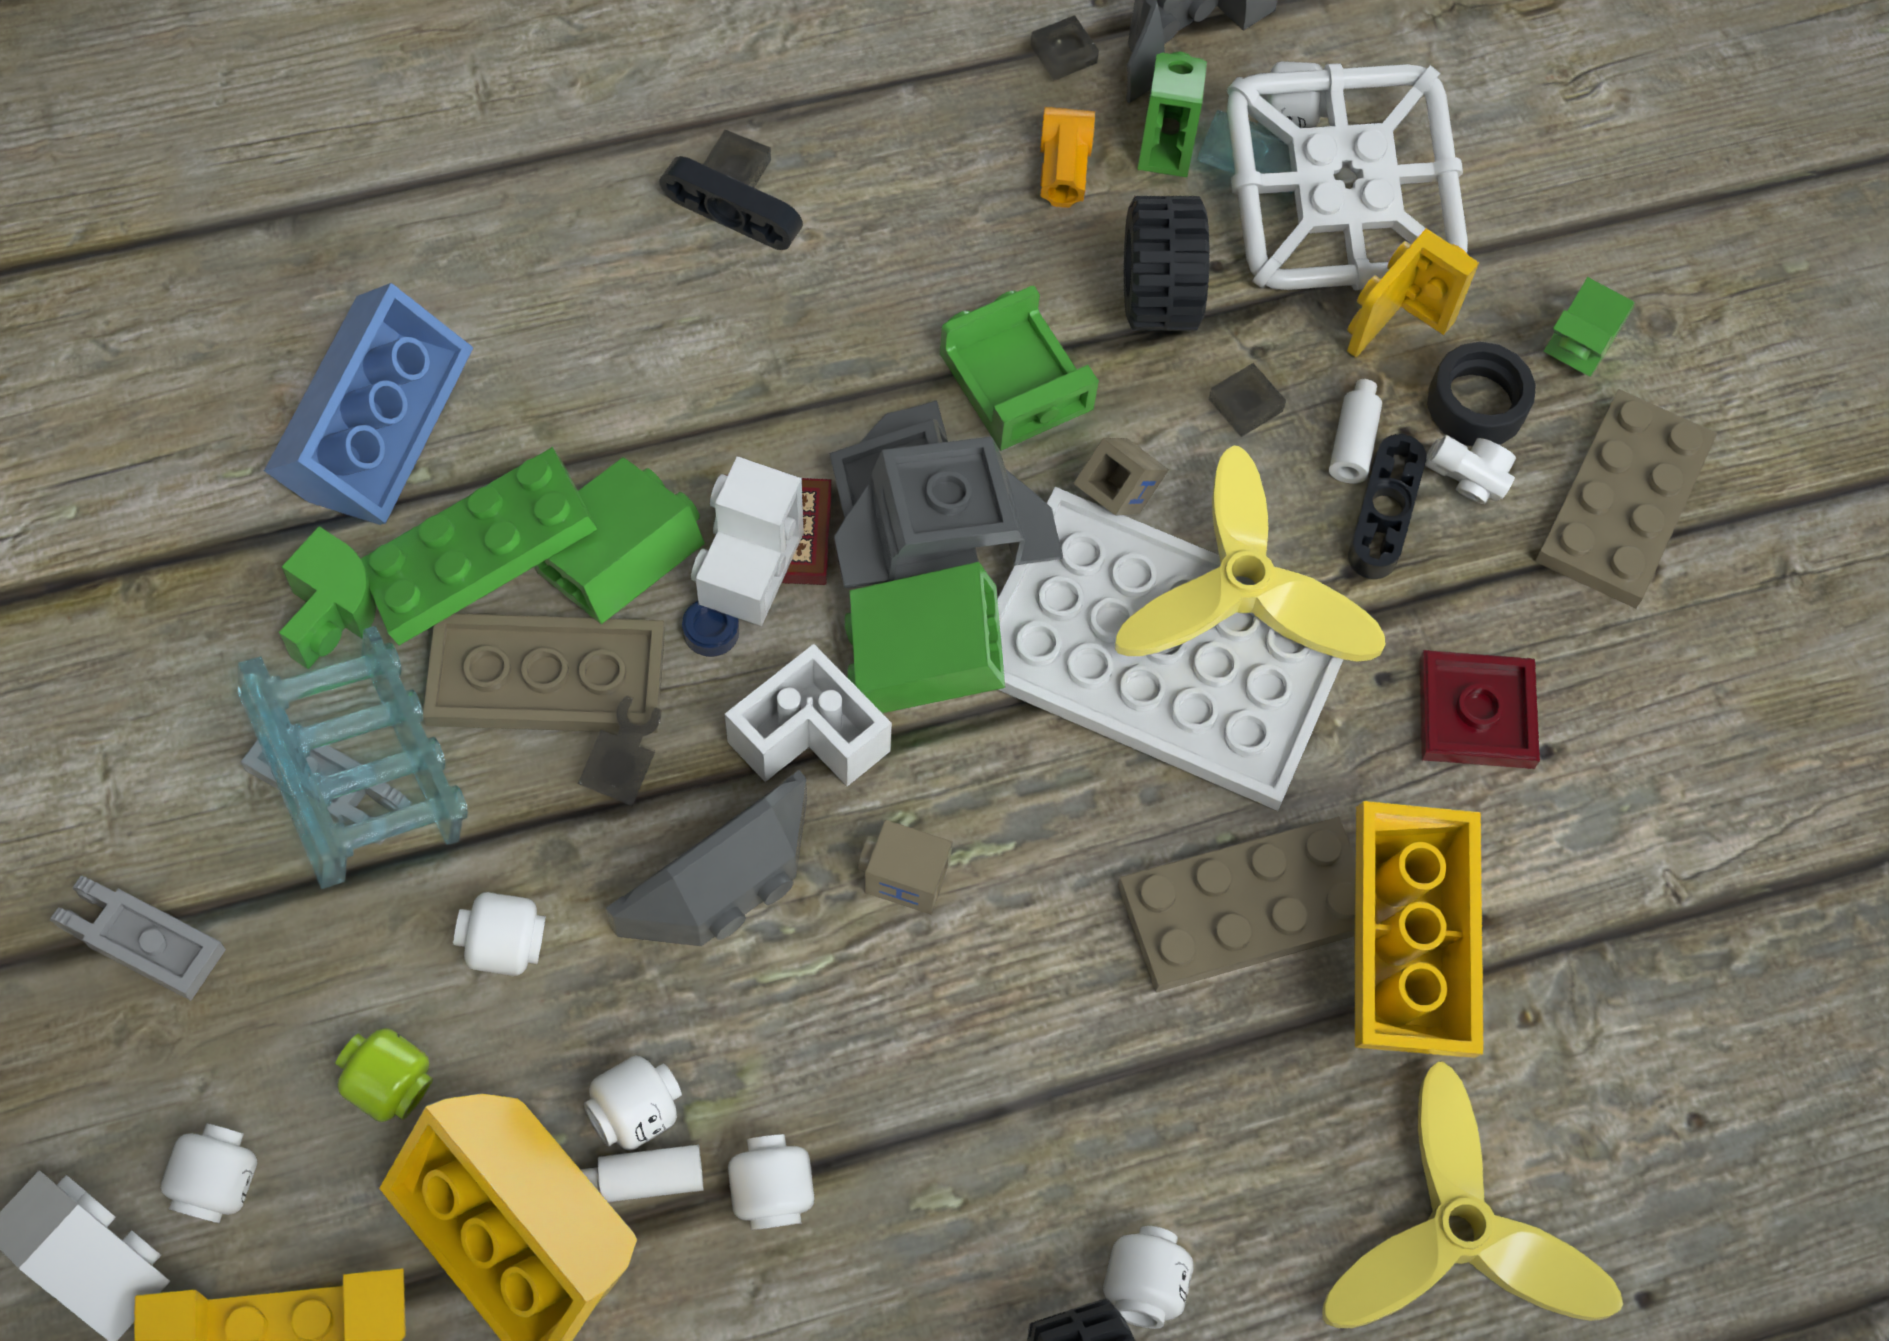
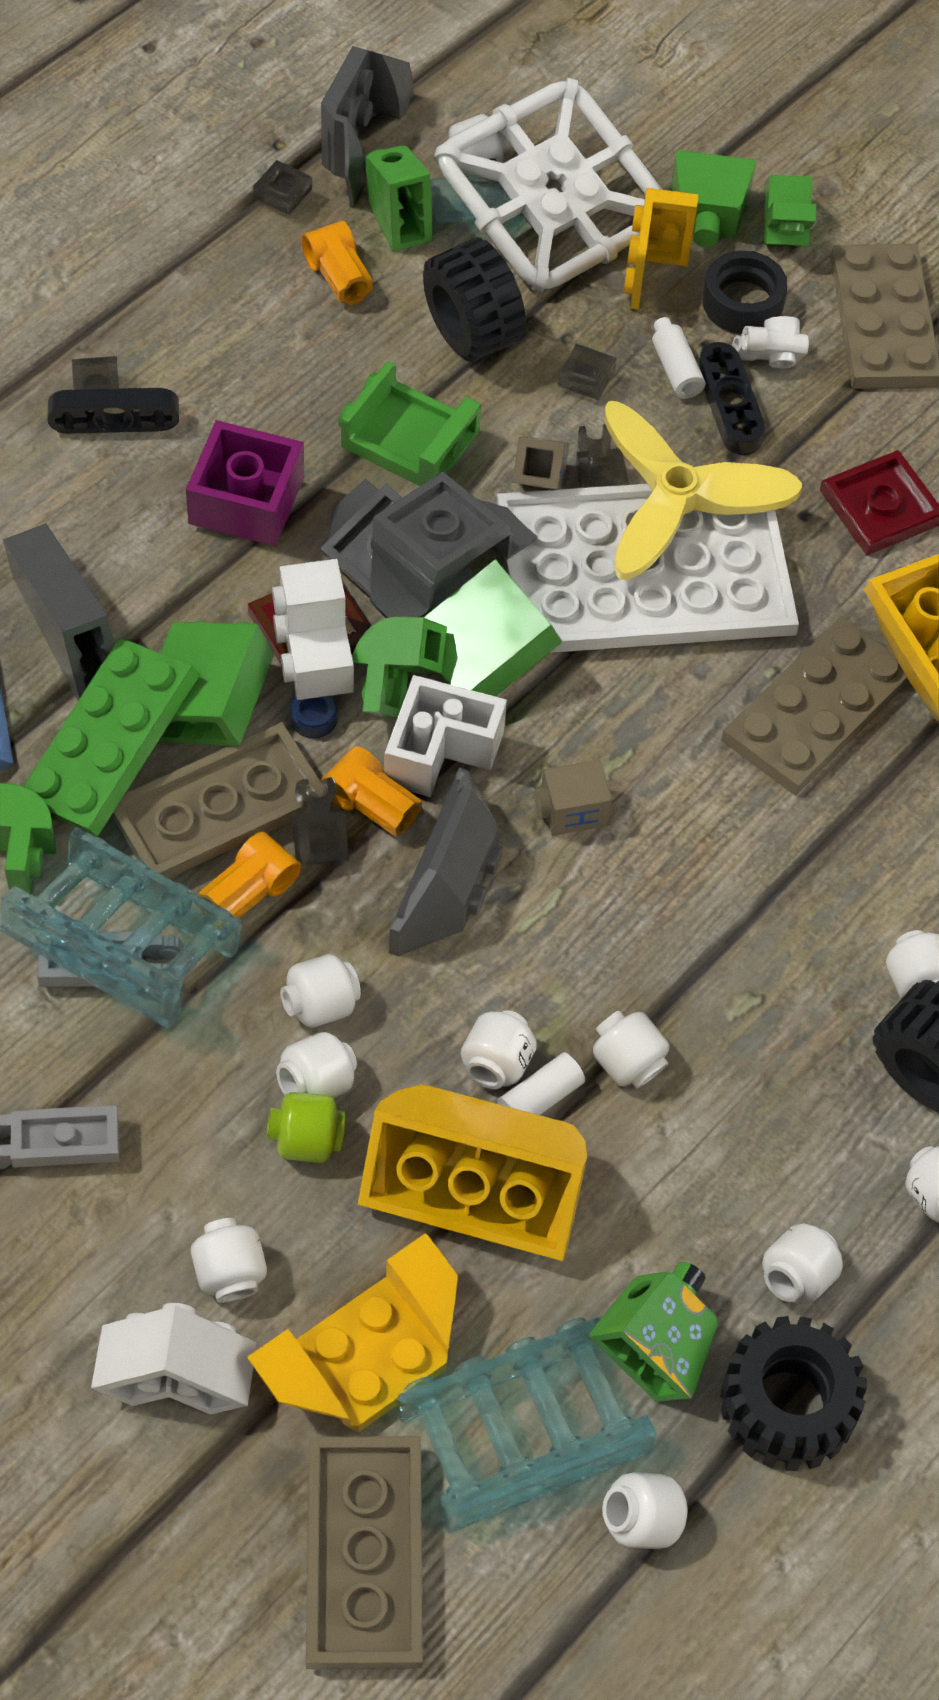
camera: 30 degrees left, 5 degrees down
(439, 1016) = (317, 1066): none -> white head
(530, 378) = (61, 604): none -> dark grey slope
(534, 769) = (258, 871): none -> light orange piece
(699, 733) = (365, 787): none -> light orange piece
(801, 345) = (245, 483): none -> magenta brick
(814, 610) = (390, 652): none -> bright green brick
(1188, 510) = (597, 462): none -> clear smoke plate
(1519, 268) = (723, 192): none -> bright green torso

